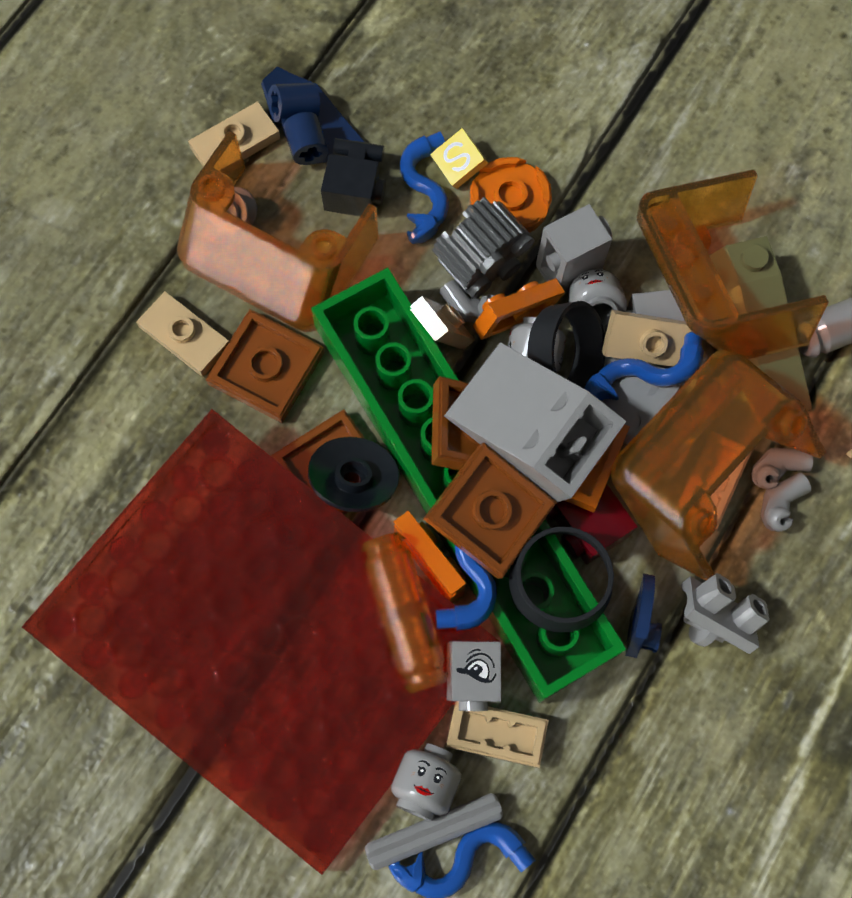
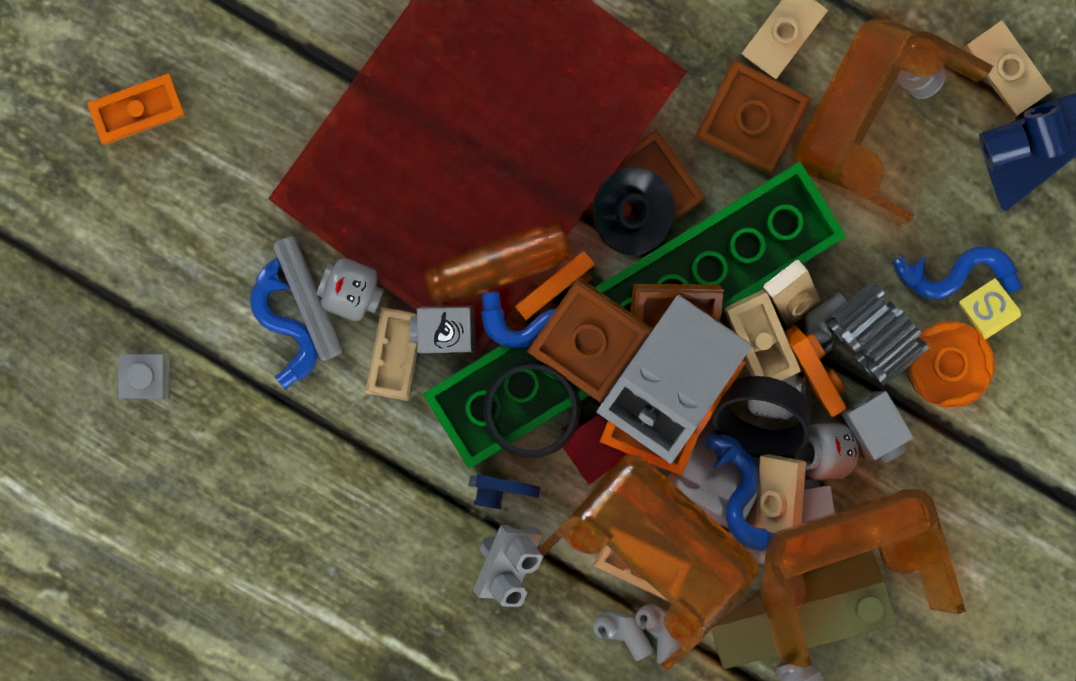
camera: 90 degrees right, 15 degrees up
(353, 177) = (955, 196): black brick -> none
(470, 348) = (759, 325): none -> tan slope

